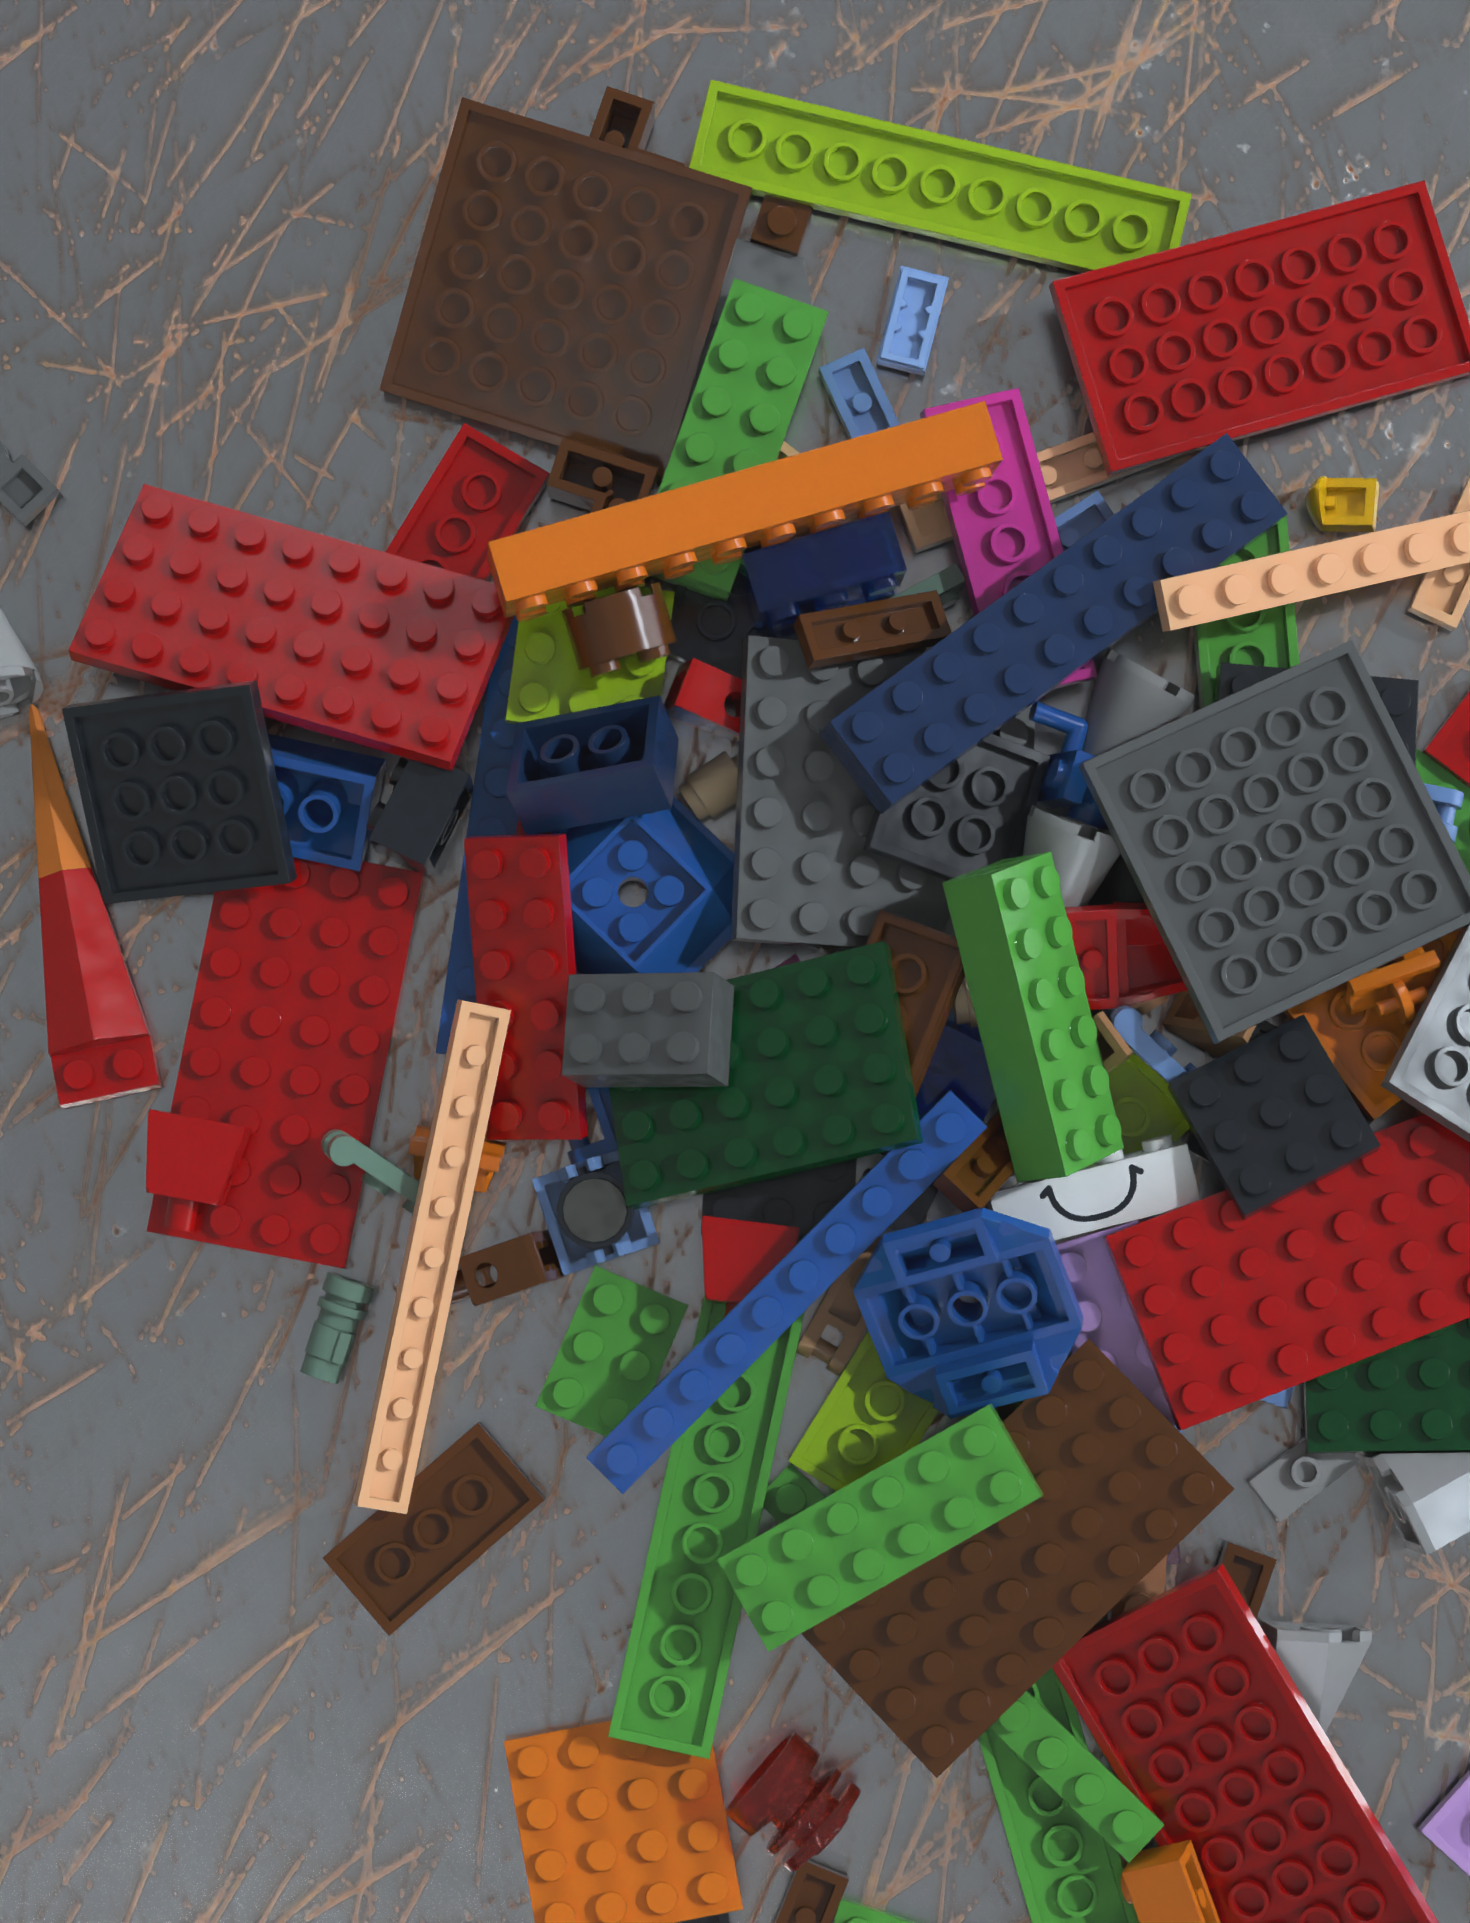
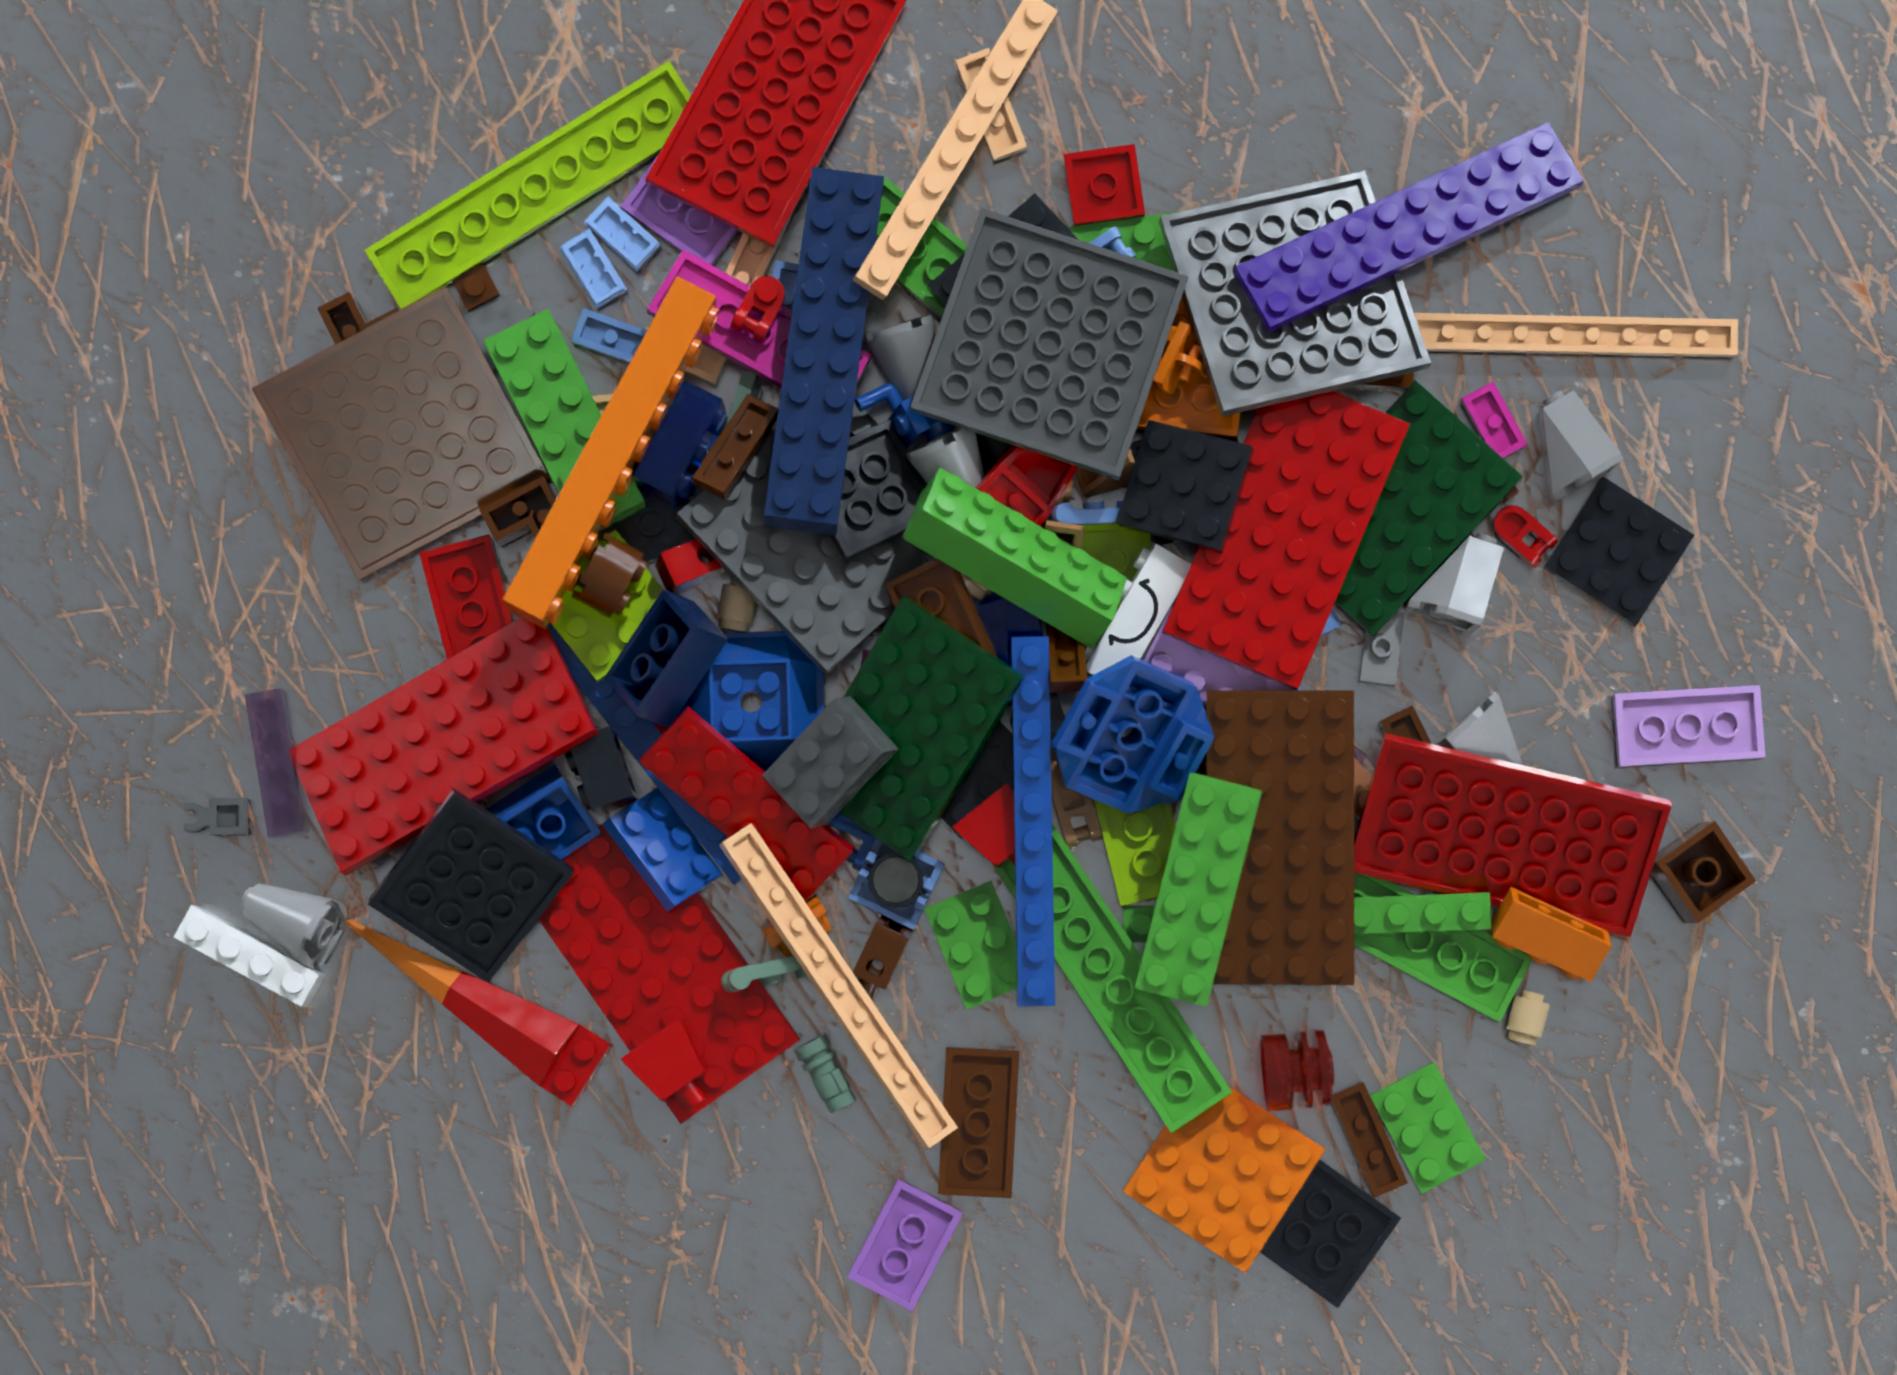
camera: 35 degrees left, 0 degrees up
(119, 483) = (275, 763): none -> clear purple plate
(240, 1573) = (905, 1245): none -> medium lavender plate
(401, 947) = (662, 849): none -> blue plate
(975, 316) = (622, 234): none -> light blue plate
(1041, 359) = (677, 221): none -> medium lavender plate
(1050, 515) = (764, 297): none -> red plate
(1343, 504) = (906, 140): yellow plate -> none

